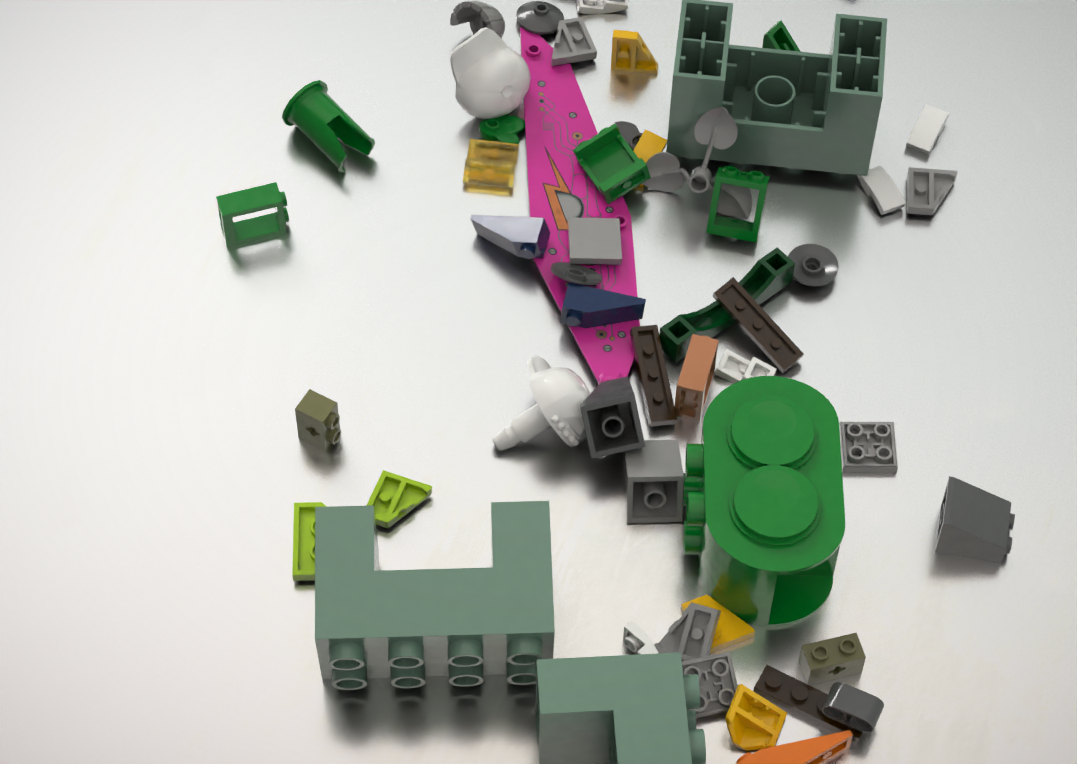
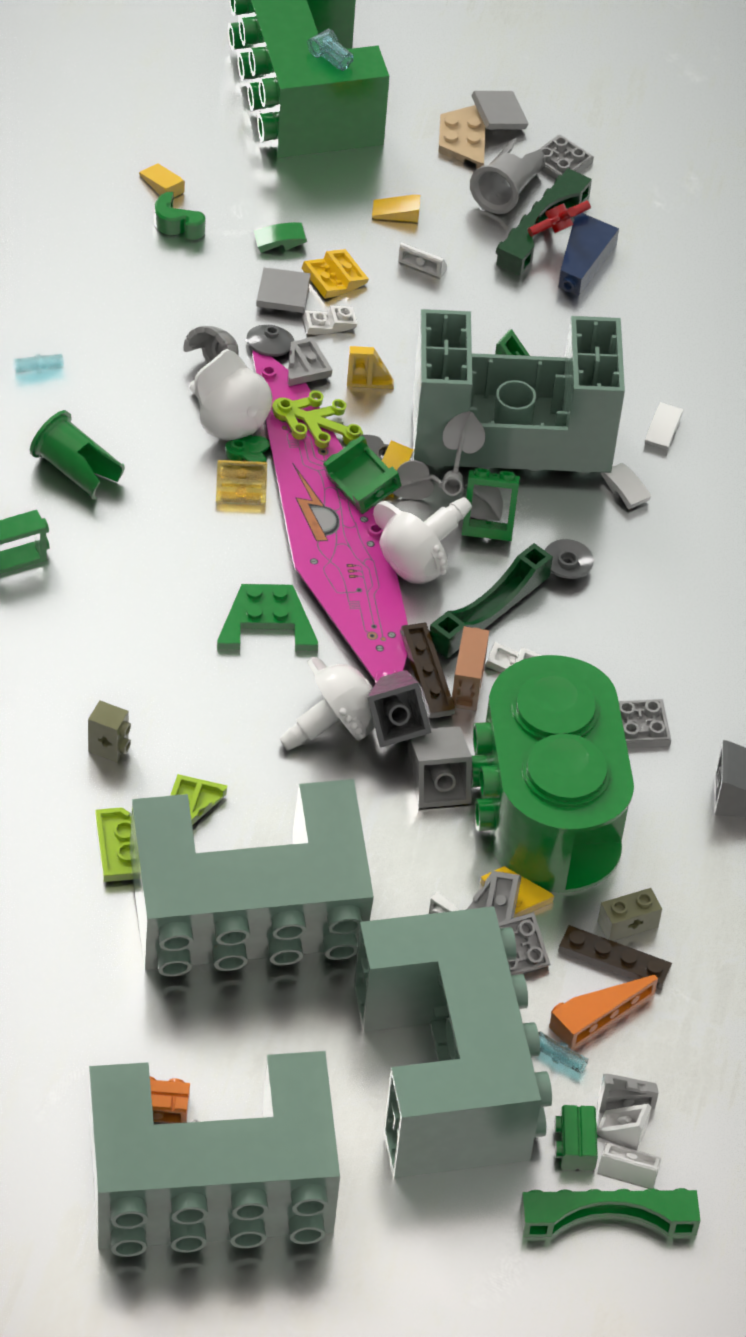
camera: 10 degrees left, 5 degrees down
(306, 28) = (38, 363): none -> clear light blue pin
(500, 298) = (267, 608): none -> green wing
(519, 235) = (274, 546): slope -> none
(546, 91) = (289, 410): none -> lime plant
(576, 274) = (341, 581): dark grey dish -> none
(594, 241) = (354, 548): light grey tile -> none
(596, 307) = (364, 610): dark blue slope -> none
(653, 243) = (415, 545): none -> white piece
(753, 720) = (562, 974): yellow slope -> none
(758, 325) = (522, 616): dark brown plate -> none
(853, 707) = (655, 954): dark grey beam -> none
(927, 189) = (670, 482): light grey wing -> none

